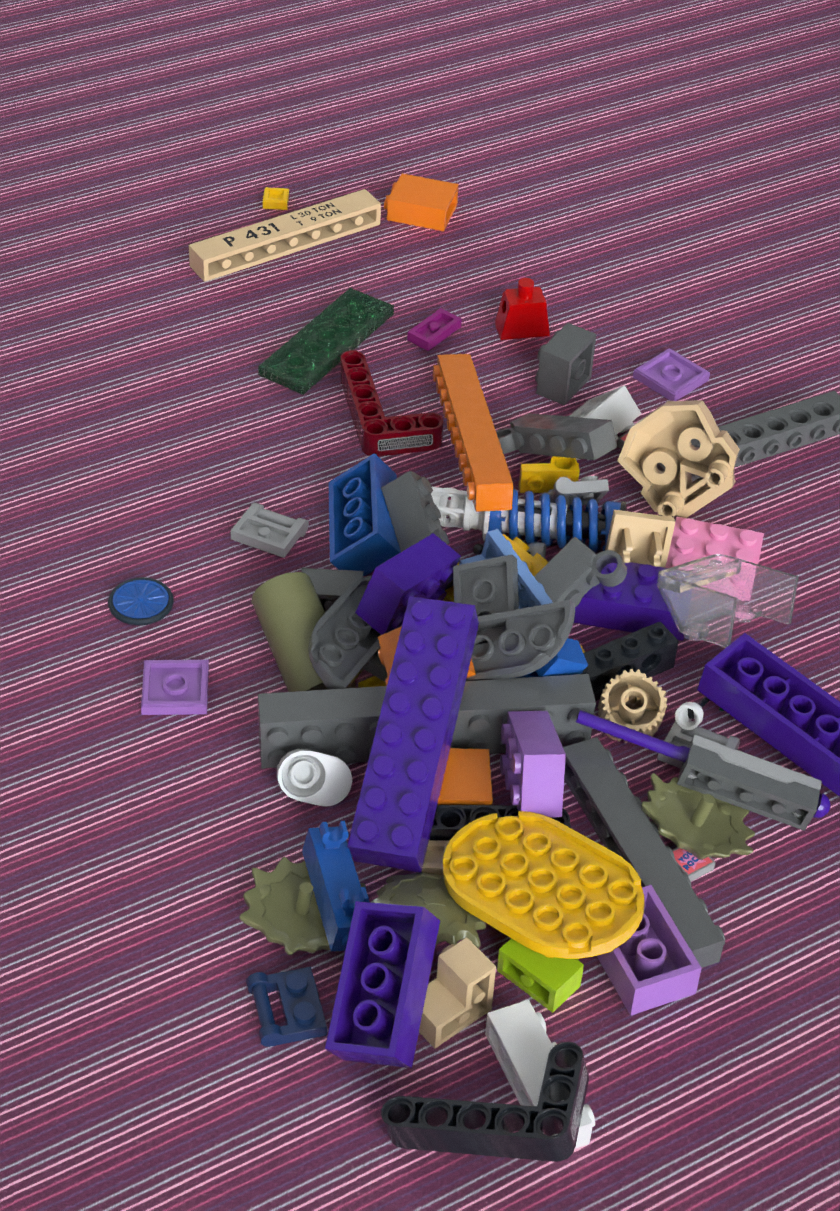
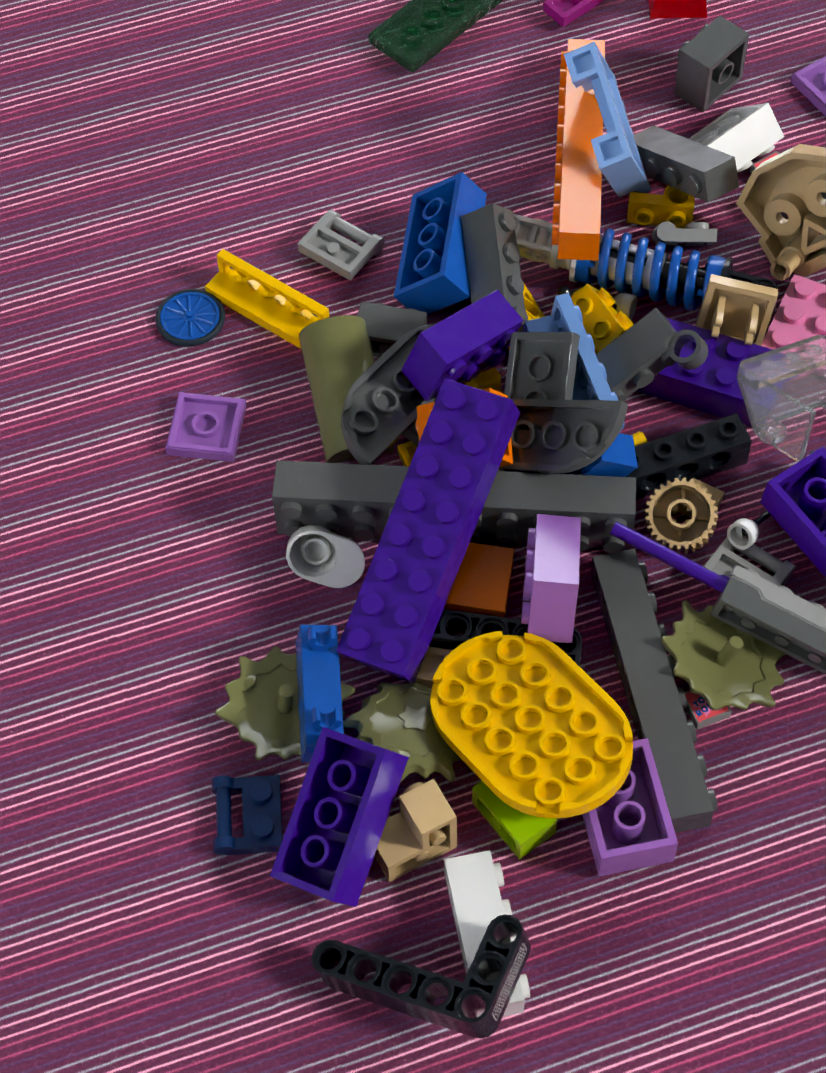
camera: 15 degrees right, 15 degrees up
(209, 585) = (269, 304): none -> yellow fence
(374, 430) = (495, 136): dark red beam -> none
(505, 419) = (617, 149): none -> light blue hinge

